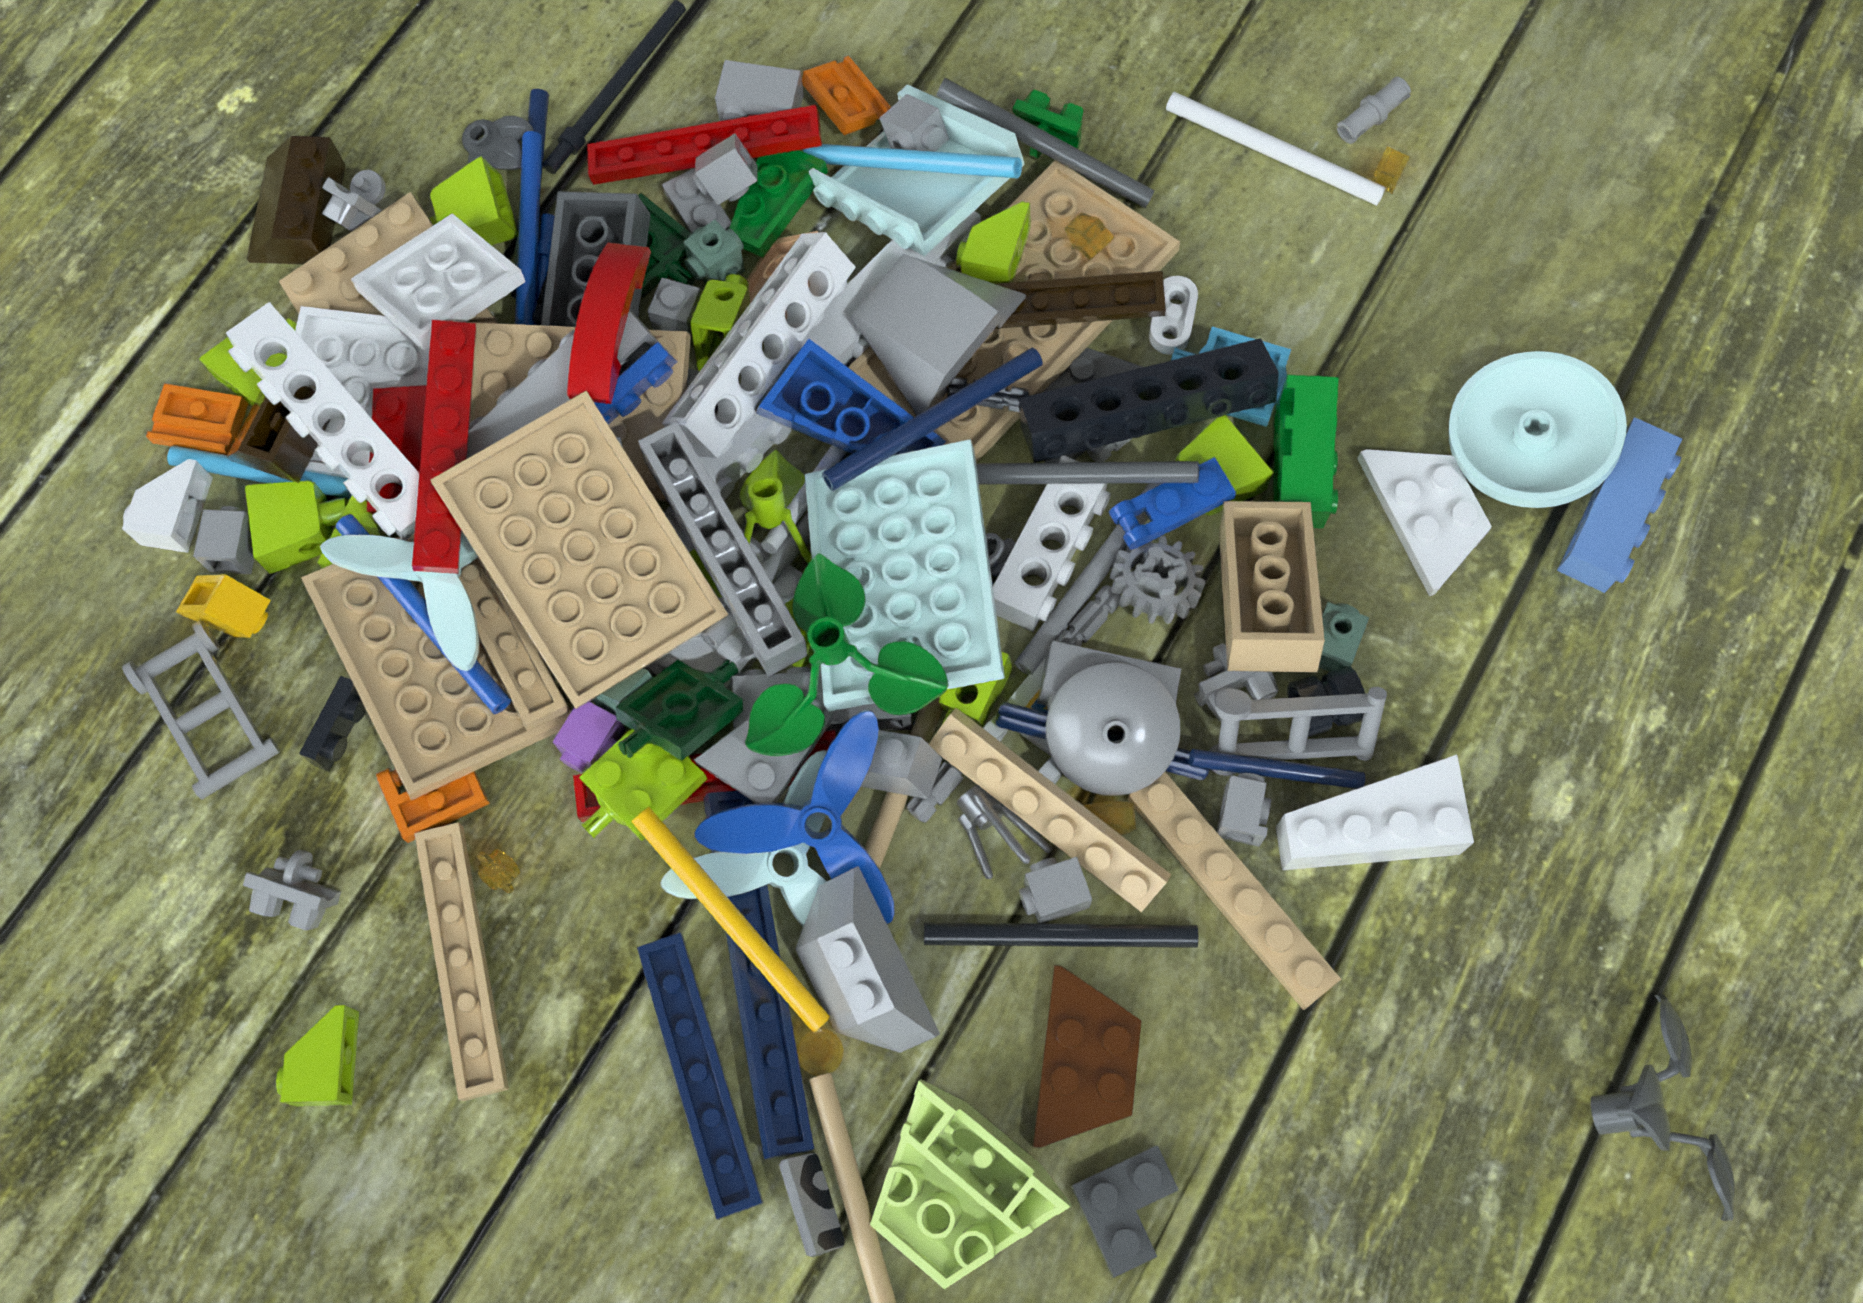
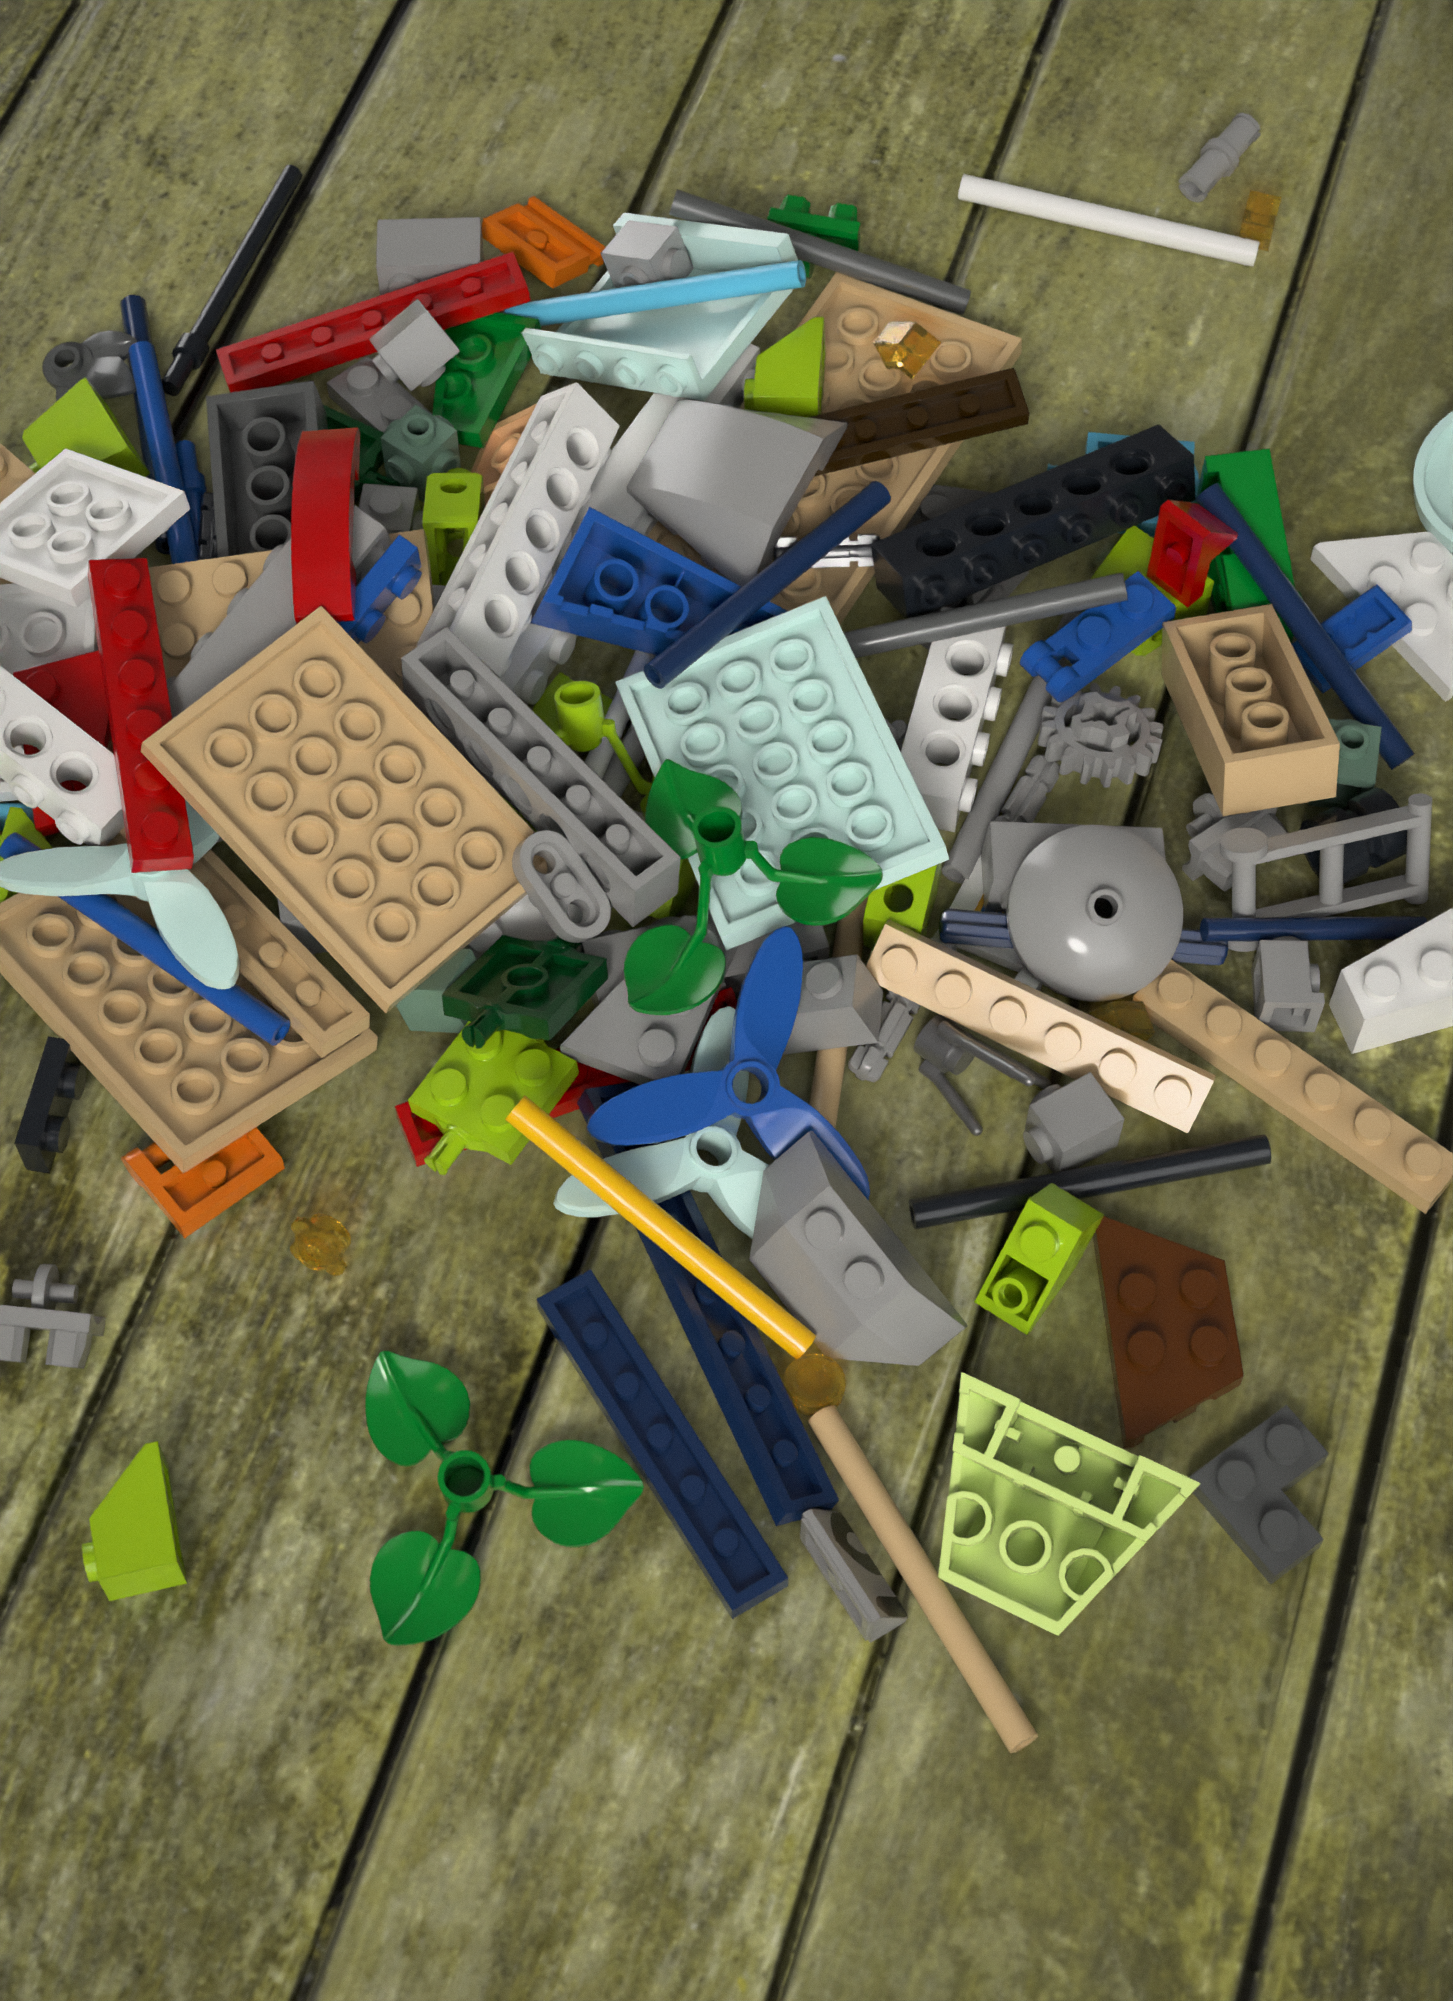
camera: 15 degrees left, 10 degrees down
(461, 962) = (299, 1368): tan plate -> none
(507, 1141) = (426, 1585): none -> green plant
(587, 736) = (401, 1054): medium lavender brick -> none
(721, 636) = (564, 884): none -> light grey plate
(1006, 989) = (1038, 1257): none -> lime slope
(1177, 318) = (1041, 440): white plate -> none
(1254, 445) = (1183, 548): none -> red slope
(1331, 522) = (1306, 626): none -> dark blue piece
(1368, 534) = (1360, 632): none -> blue plate

